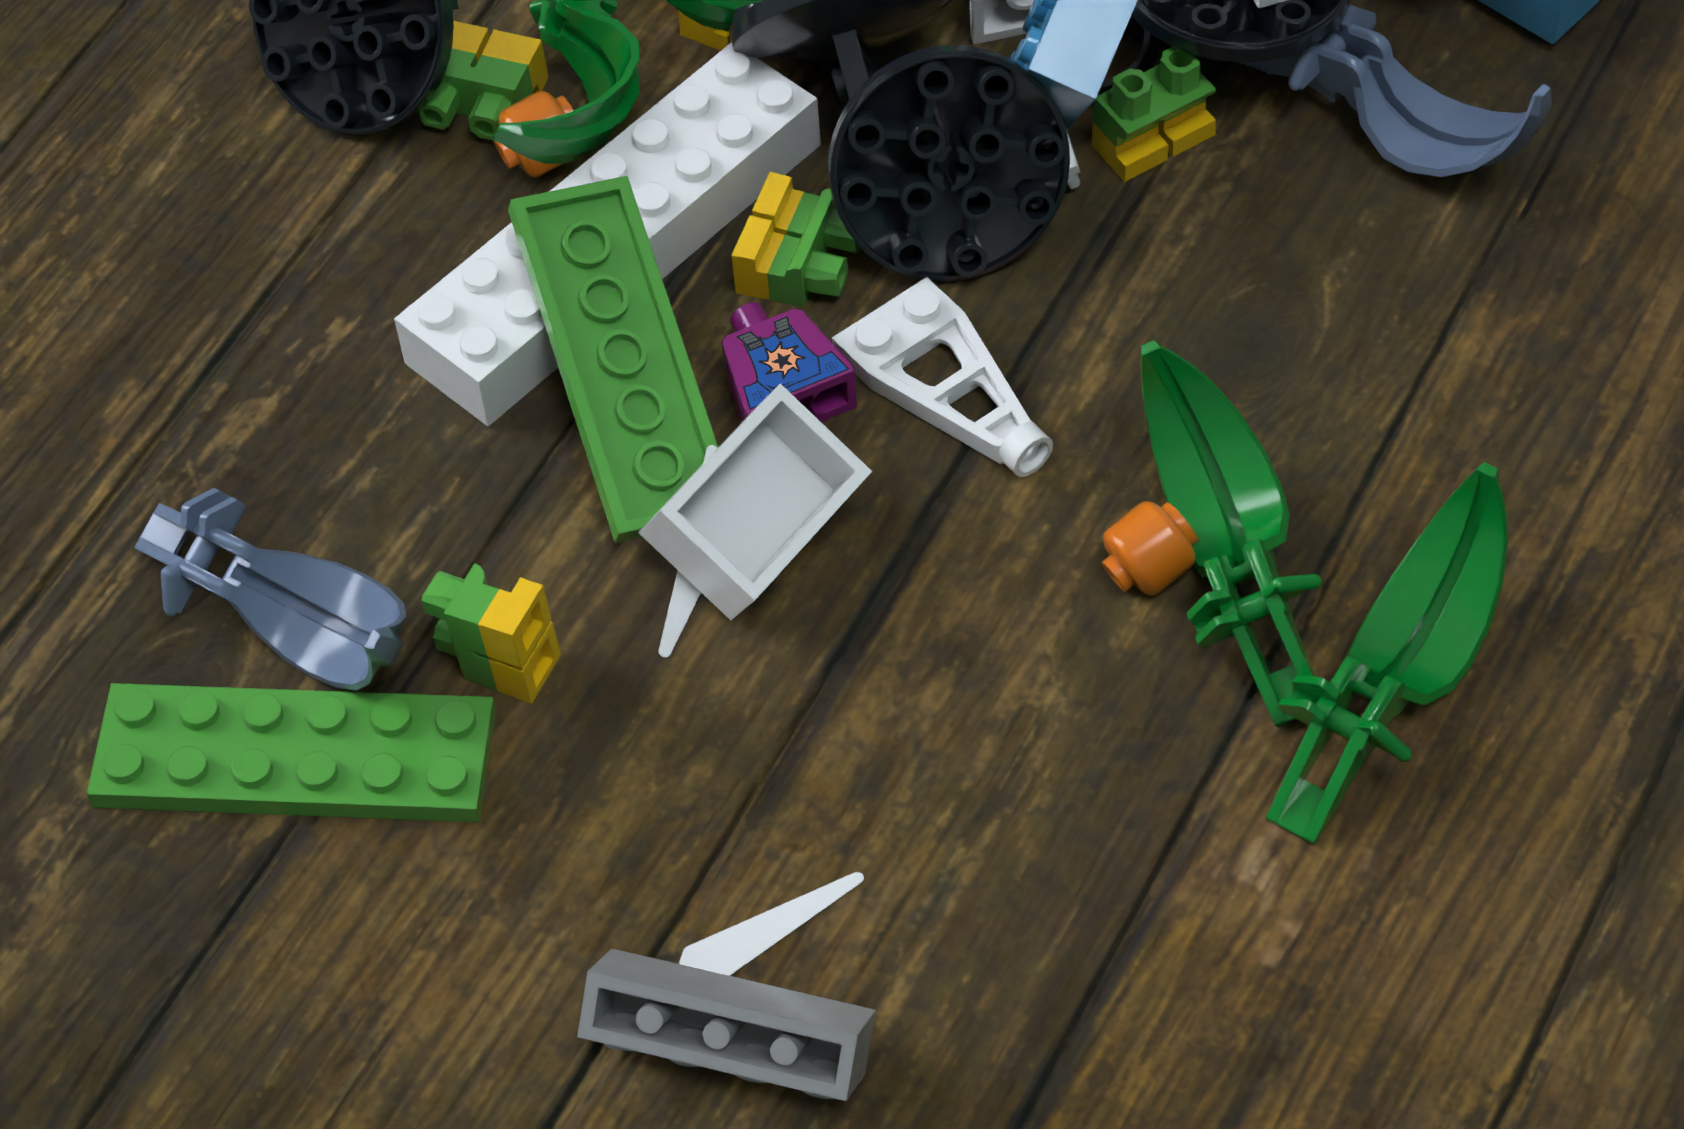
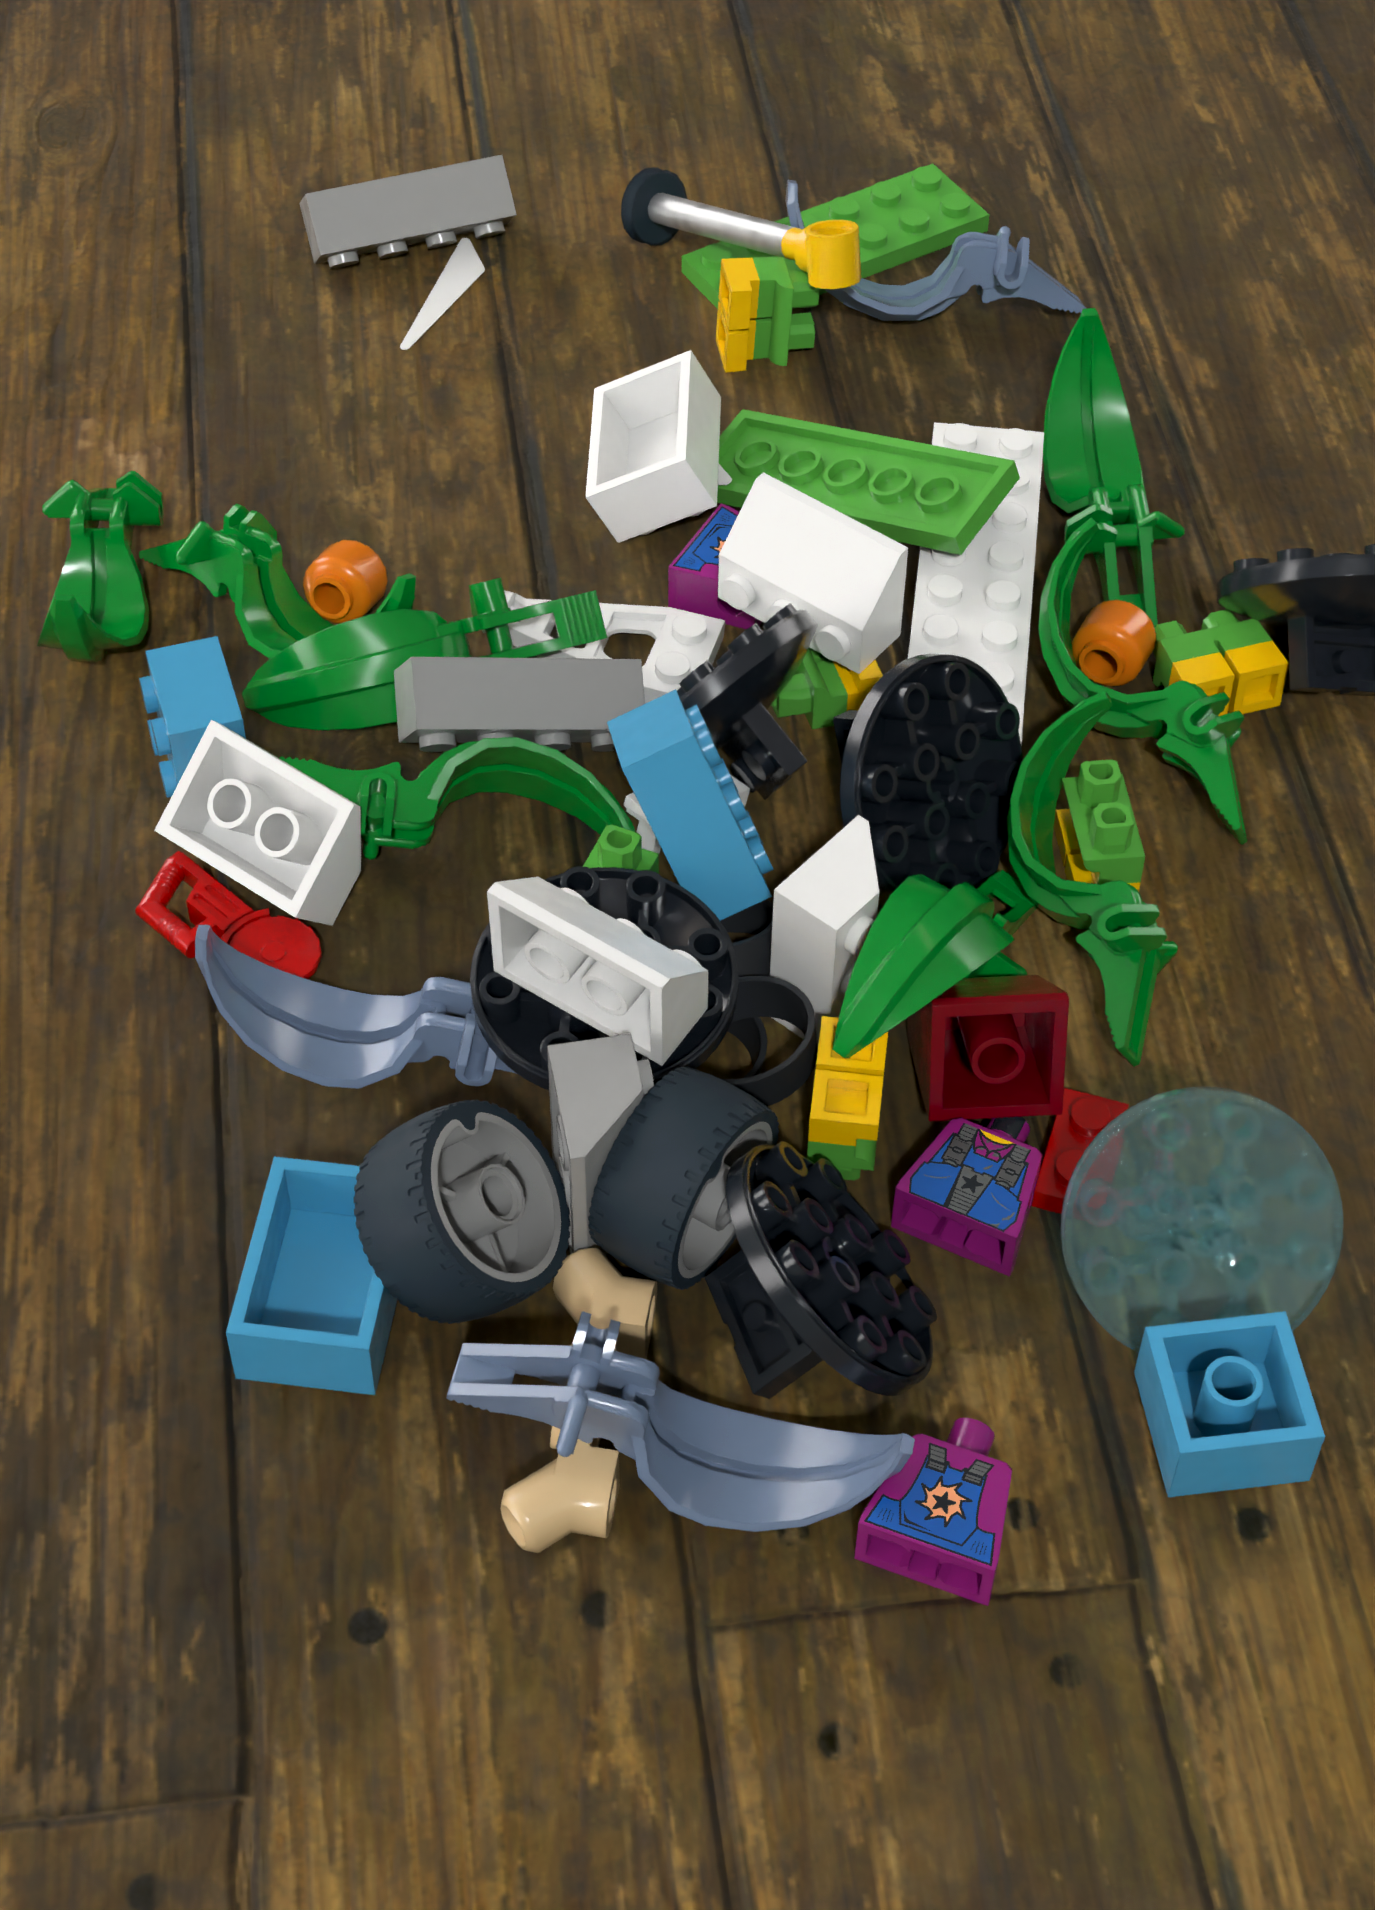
camera: 140 degrees right, 5 degrees down
(396, 263) = (1096, 463): none -> green piece
(454, 858) = (658, 207): none -> piece
(775, 227) = (820, 562): none -> white slope
(1088, 393) = (348, 669): none -> green piece
(1103, 282) = (525, 698): none -> light grey brick
(1195, 250) = (405, 811): none -> green piece
(1399, 417) = (187, 691): none -> dark azure brick
(1407, 284) = (266, 826): none -> white slope
(1457, 239) = (271, 940): none -> red piece

